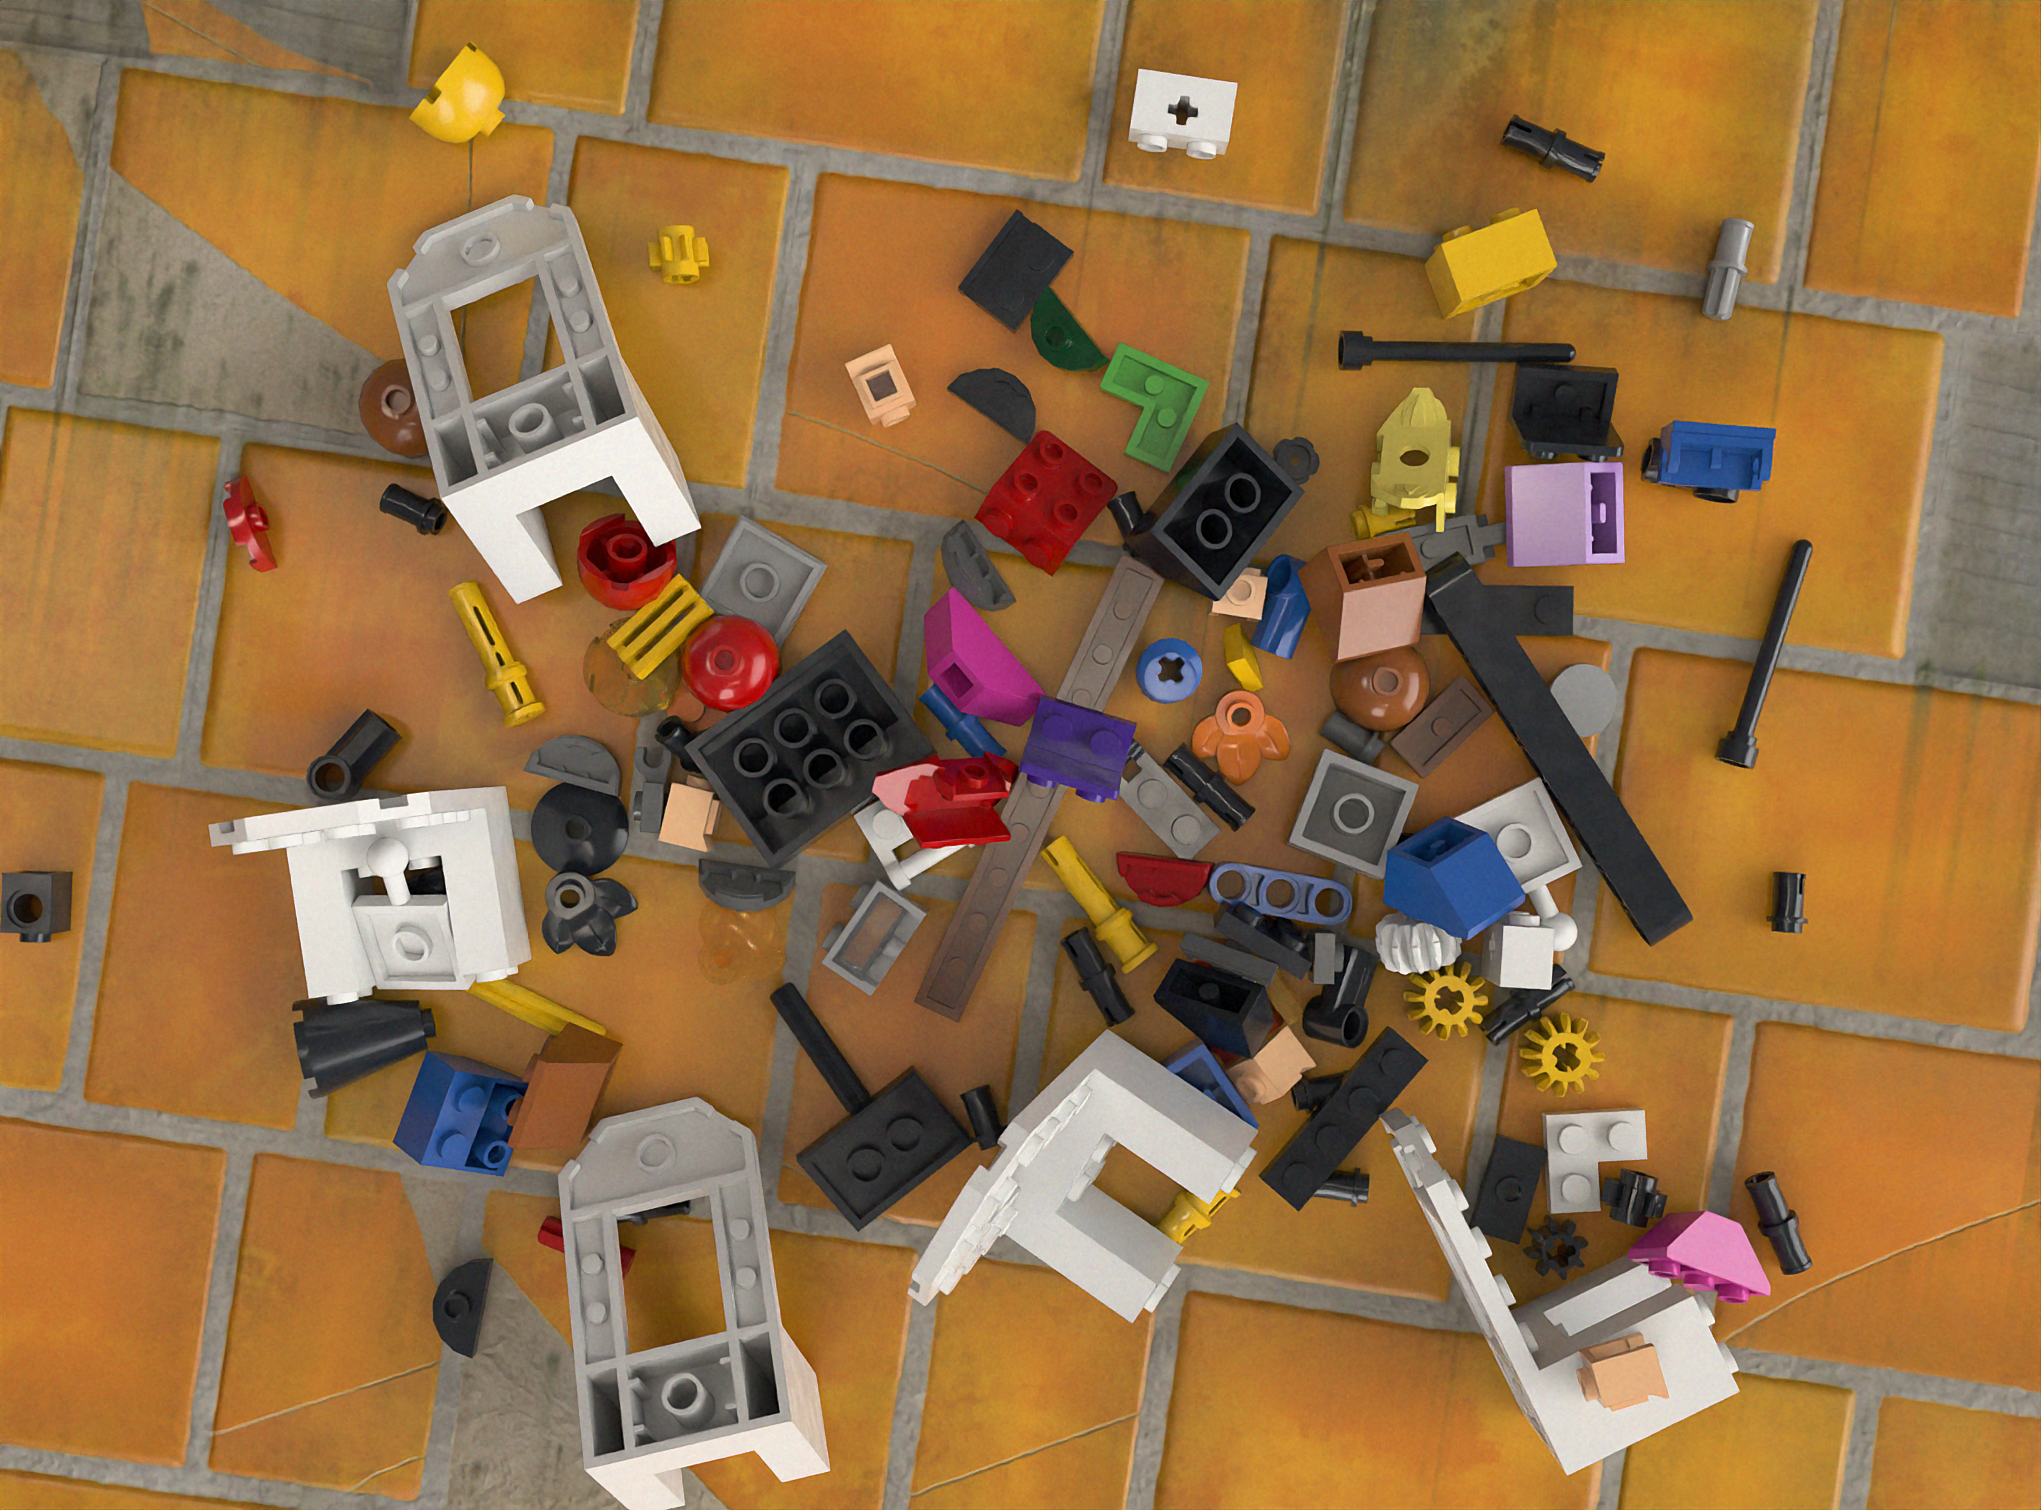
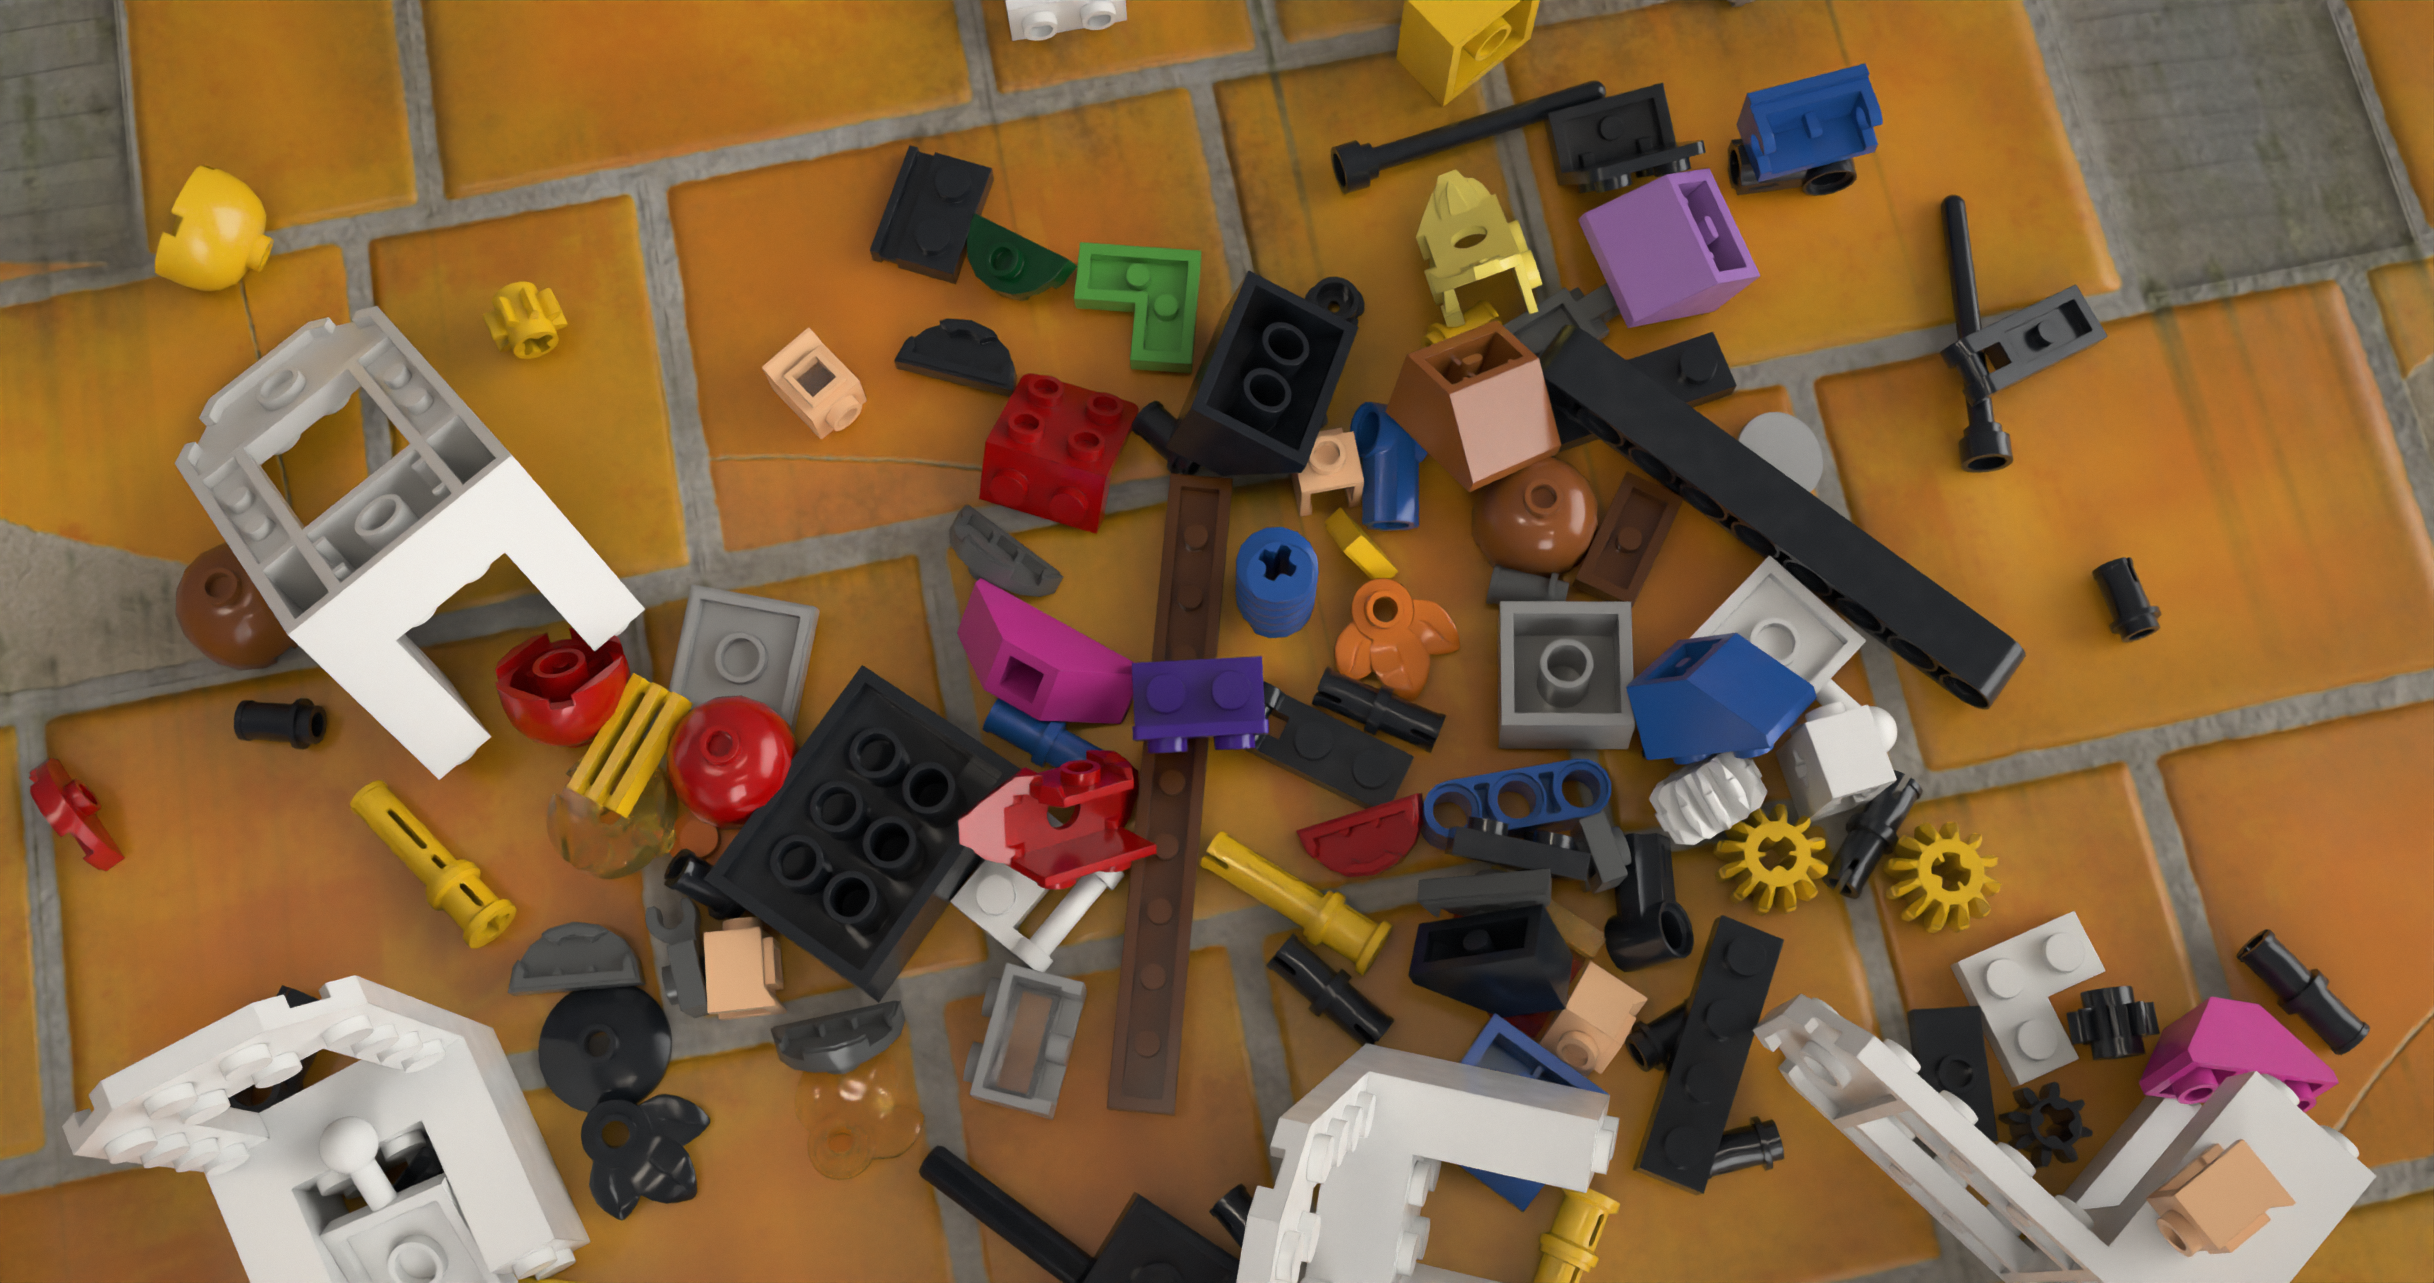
camera: 15 degrees left, 15 degrees down
(1803, 685) = (2024, 344): none -> black plate

